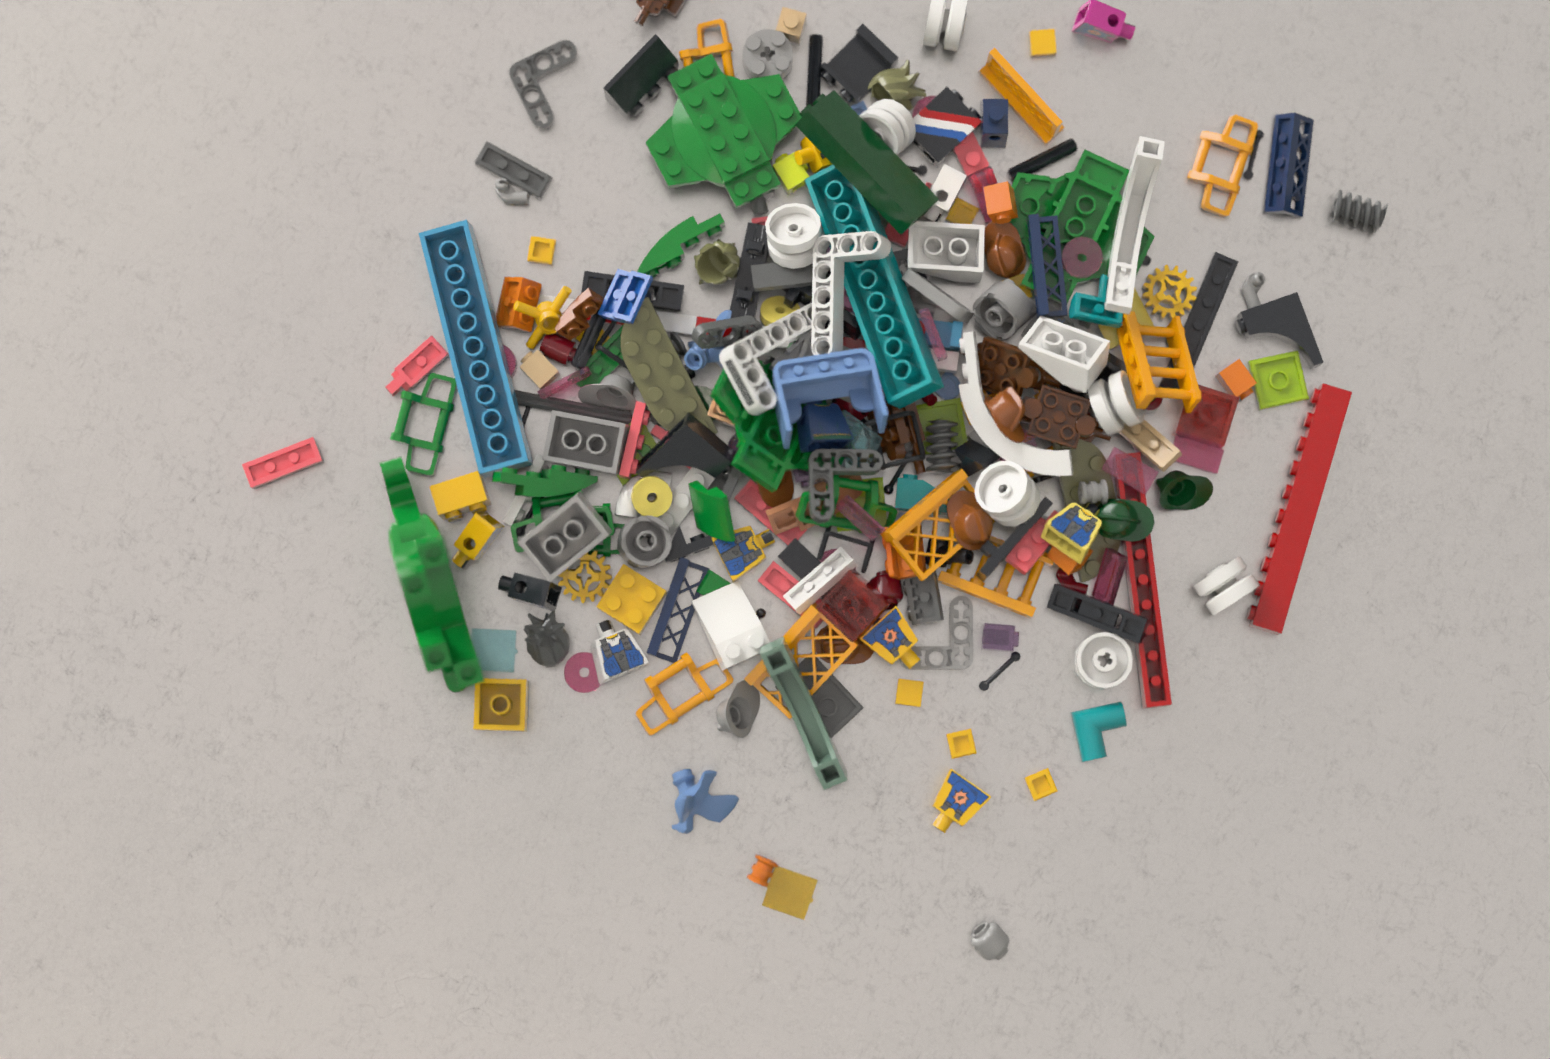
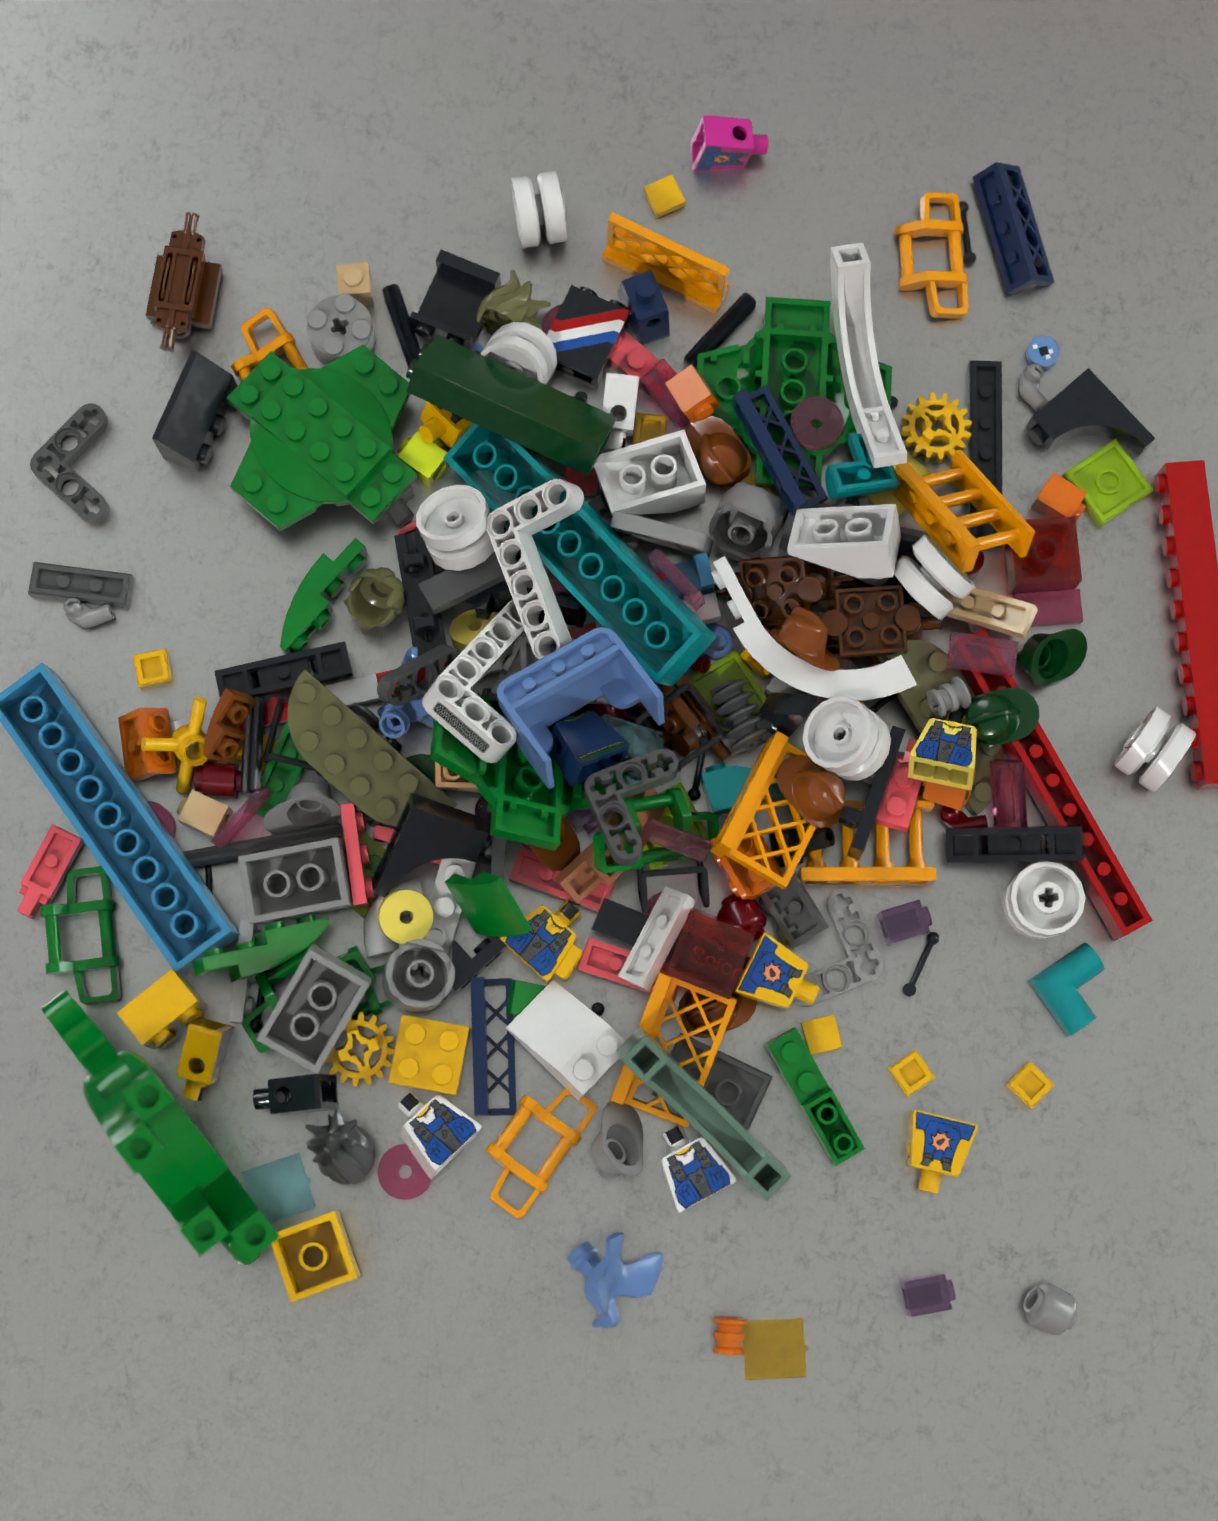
camera: 25 degrees left, 5 degrees down
(625, 296) = (276, 680): slope -> none
(752, 574) = (568, 963): none -> yellow tile
(782, 749) = (692, 1169): none -> torso
(886, 732) = (814, 1096): none -> green slope
(909, 897) = (927, 1294): none -> clear purple brick
(1271, 266) = (1043, 352): none -> medium blue tile
(1357, 211) = (1118, 248): dark grey piece -> none

